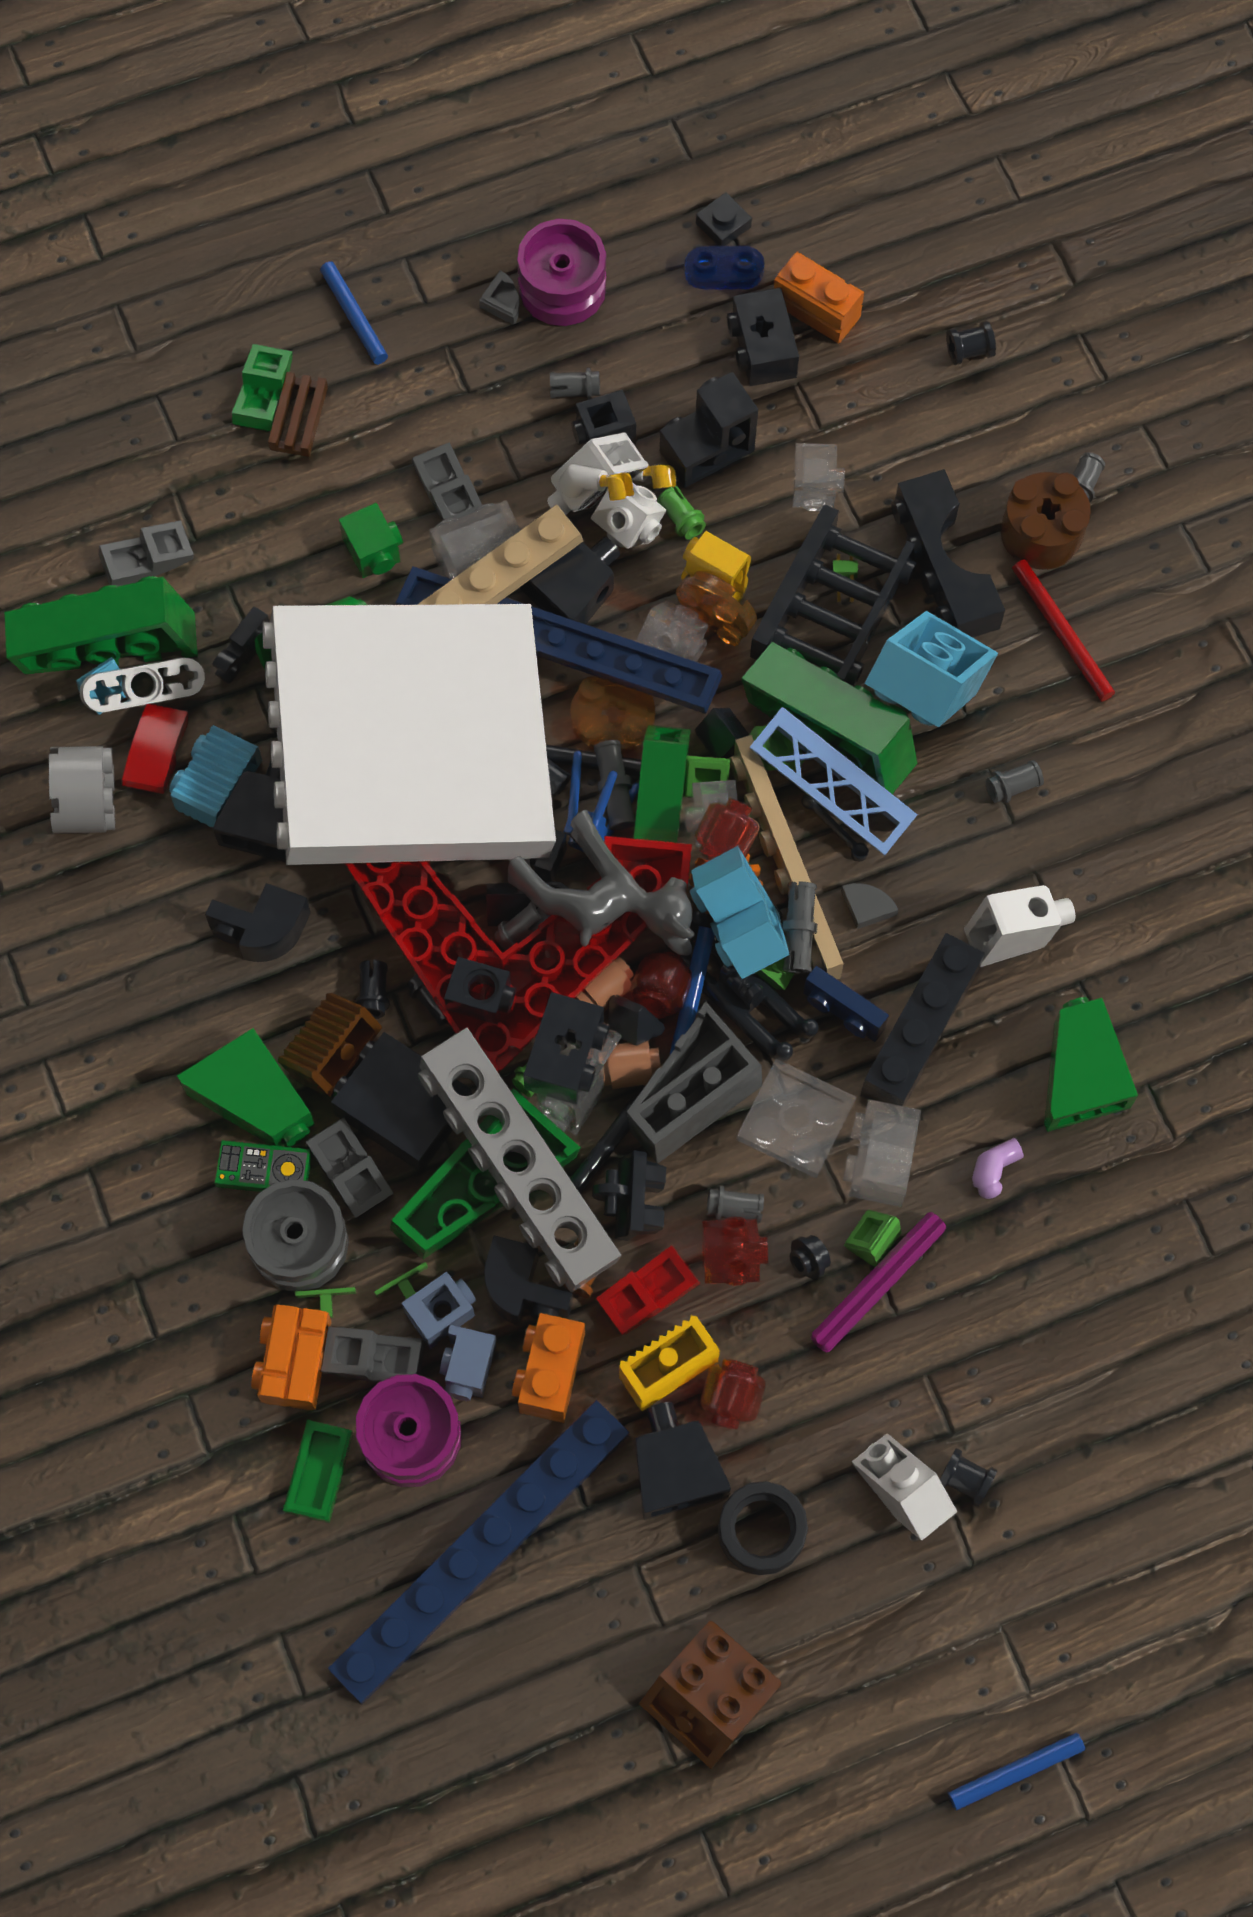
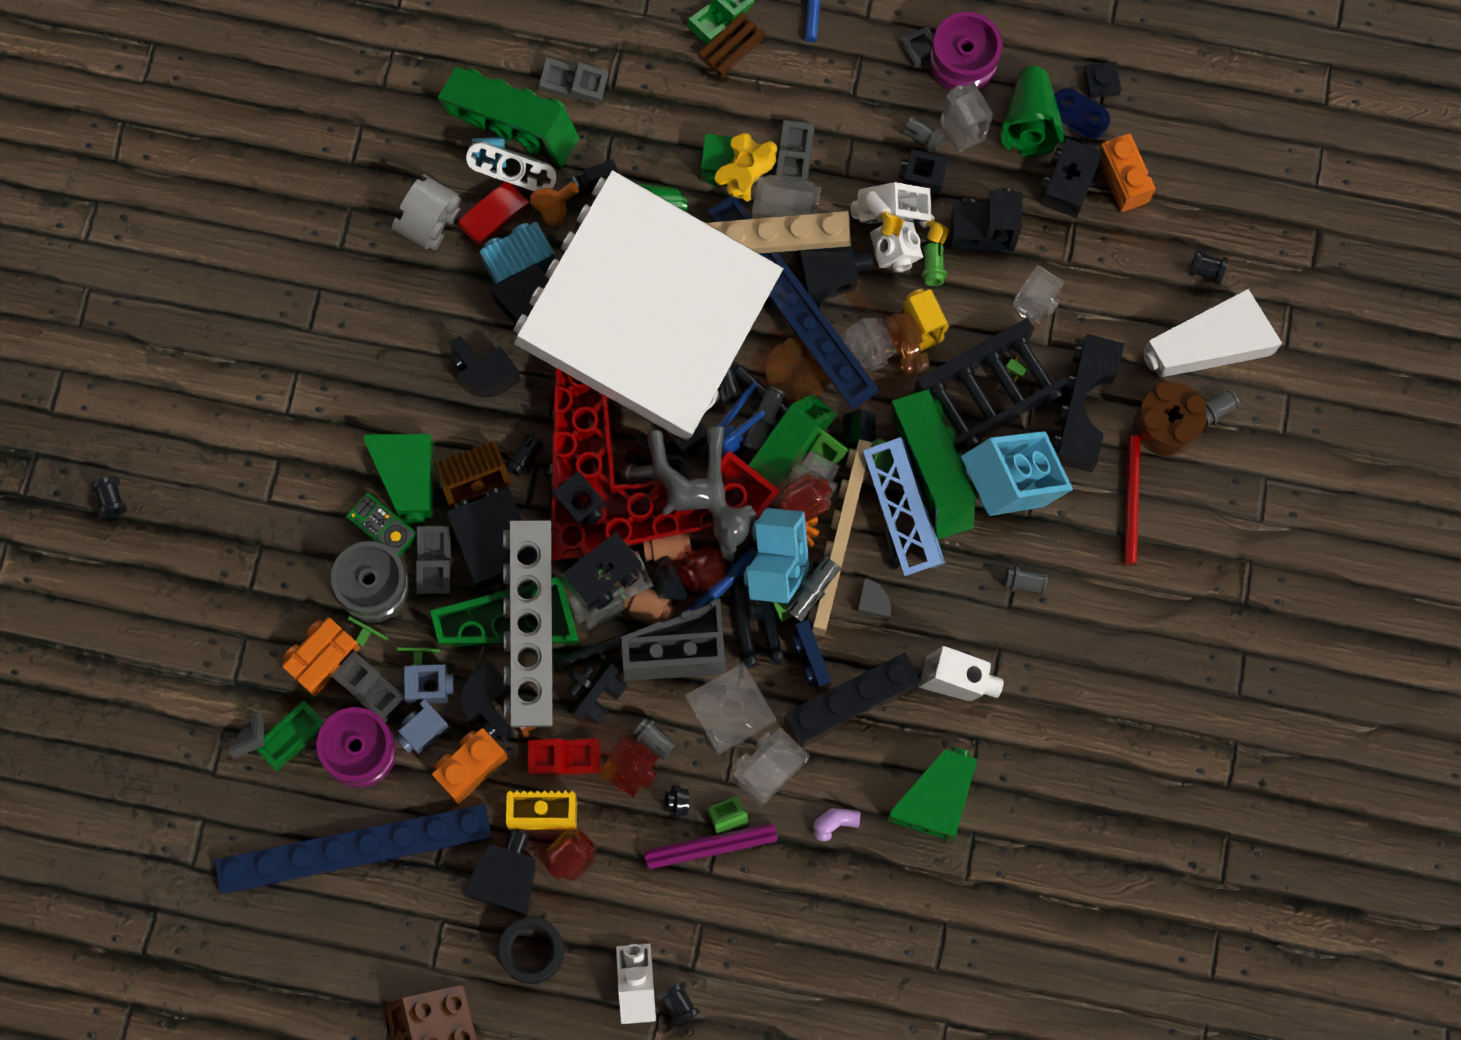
camera: 30 degrees right, 5 degrees up
(216, 696) = (553, 203): none -> orange rock
(272, 1504) = (249, 738): none -> dark grey tile
(410, 524) = (749, 164): none -> yellow animal
(611, 336) = (966, 117): none -> clear brick
(680, 295) = (1032, 115): none -> green cone
(1032, 409) = (1217, 337): none -> white slope

